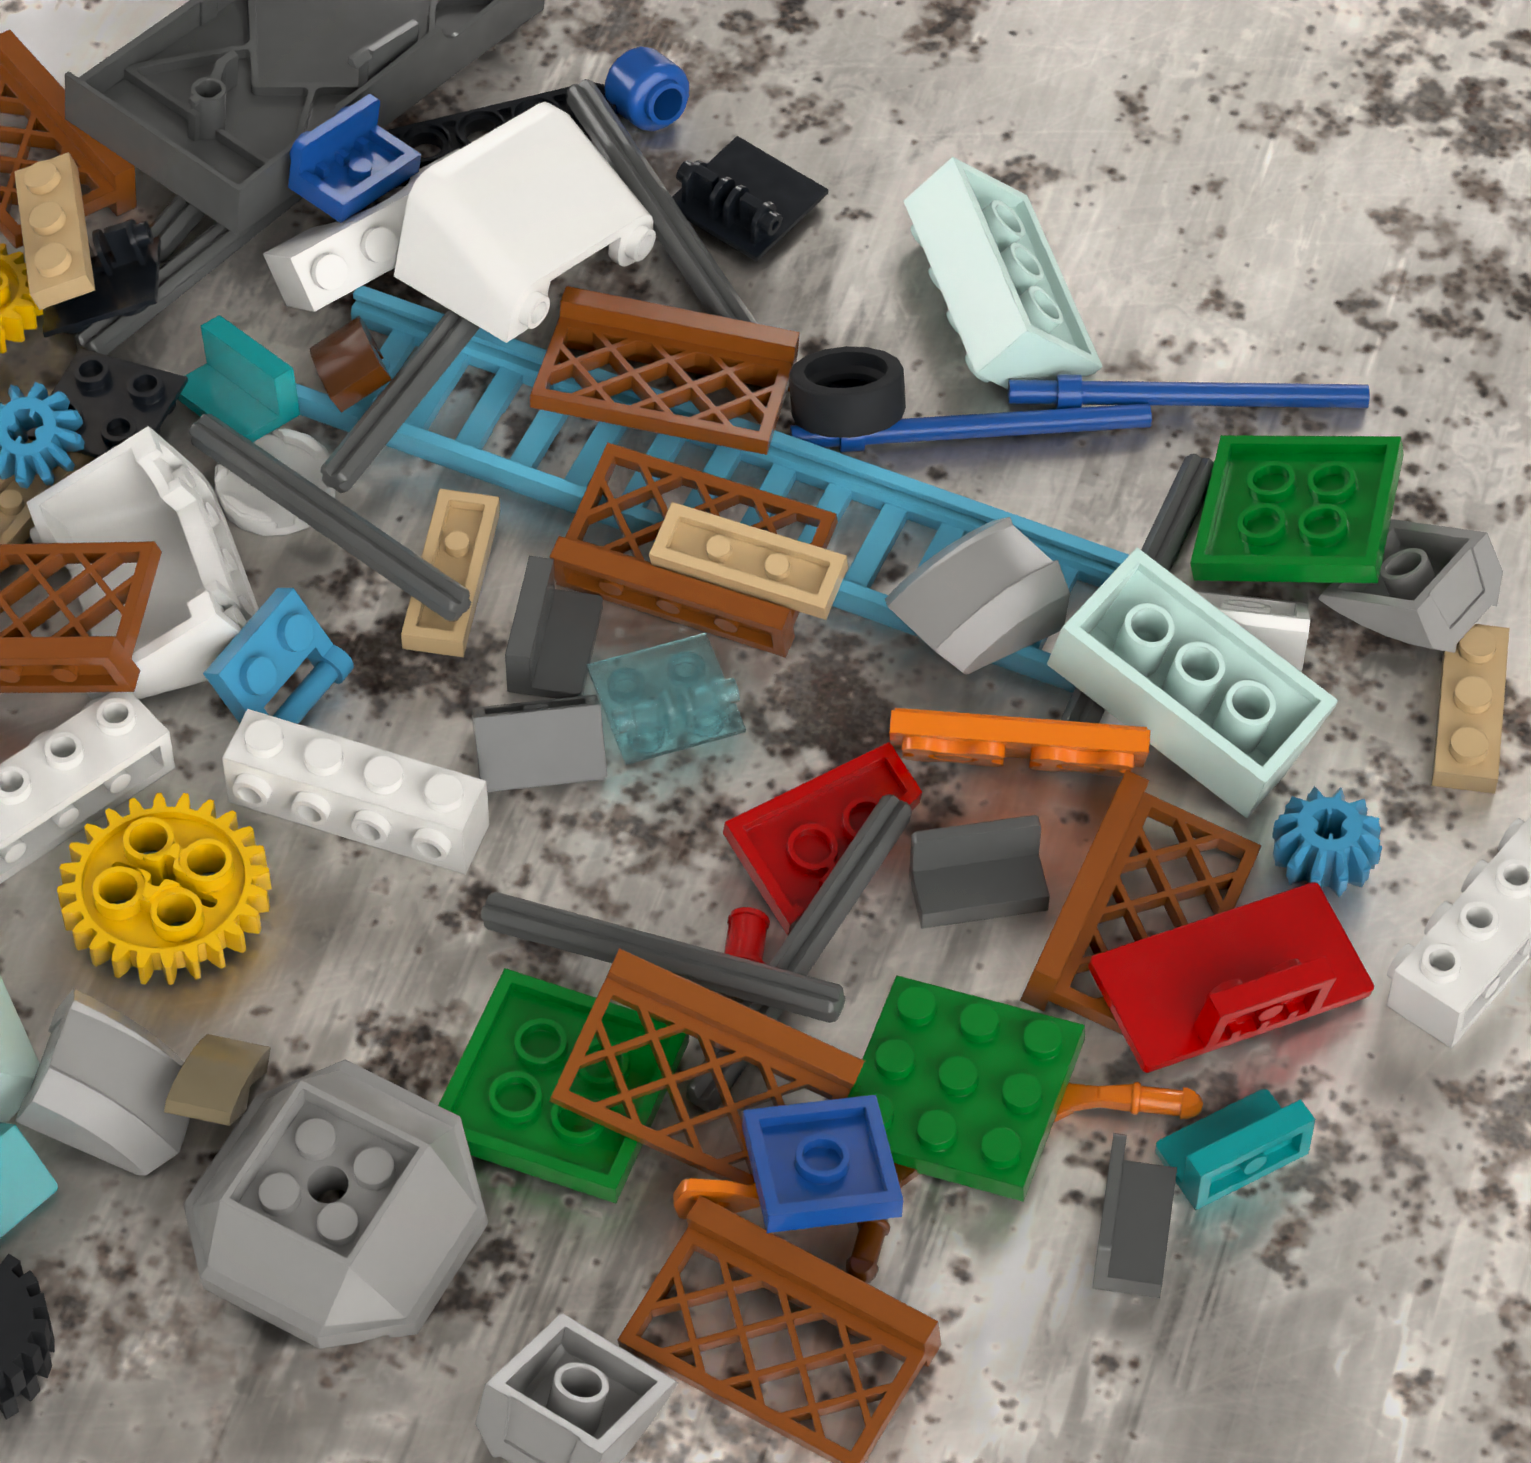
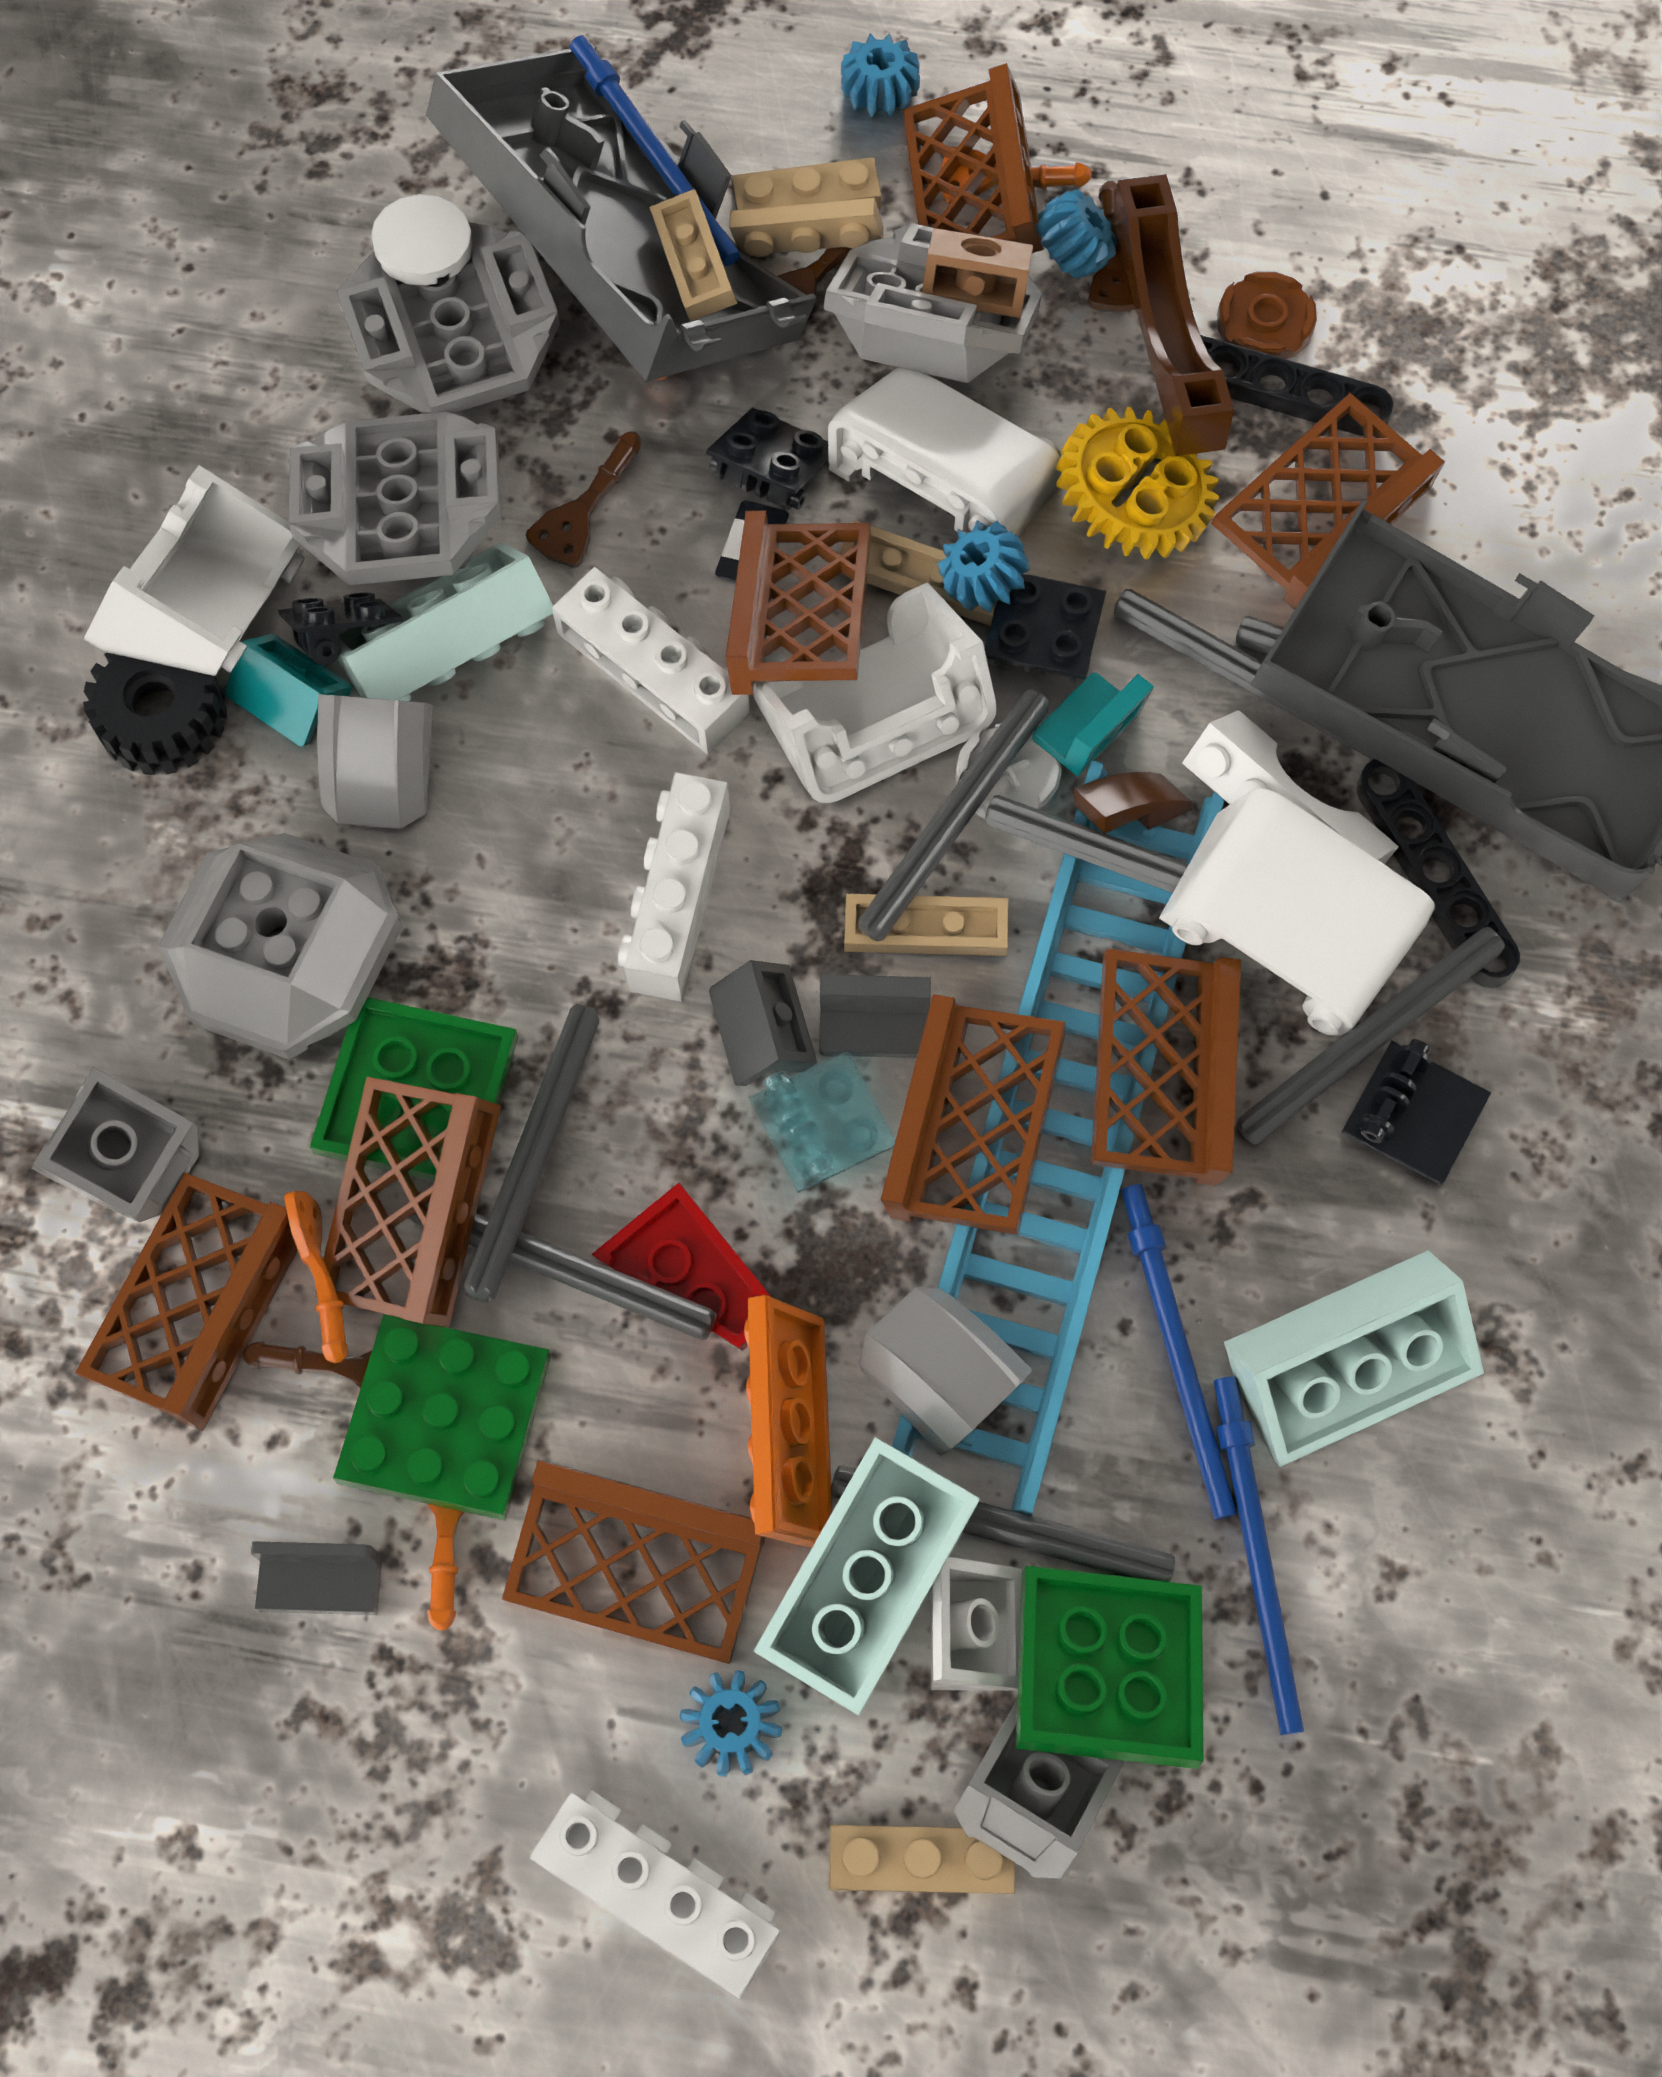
camera: 85 degrees right, 15 degrees up
(54, 231) = (1213, 539): tan plate -> none
(123, 279) = (1184, 591): black hinge -> none
(164, 888) = (526, 753): yellow gear -> none
(217, 1079) = (385, 830): dark tan slope -> none
(270, 652) = (793, 790): dark azure plate -> none
(349, 161) = (1337, 752): blue bracket -> none
(647, 88) = (1521, 1001): blue head -> none
(747, 933) = (562, 1220): red pin -> none
(749, 560) = (944, 1159): tan plate -> none
(822, 1163) = (325, 1302): blue tile -> none
(847, 392) = (1203, 1204): black tyre -> none
(978, 871) = (658, 1411): dark grey panel -> none
(1230, 977) = (567, 1646): red bracket -> none
(1236, 1146) = (406, 1662): teal panel -> none

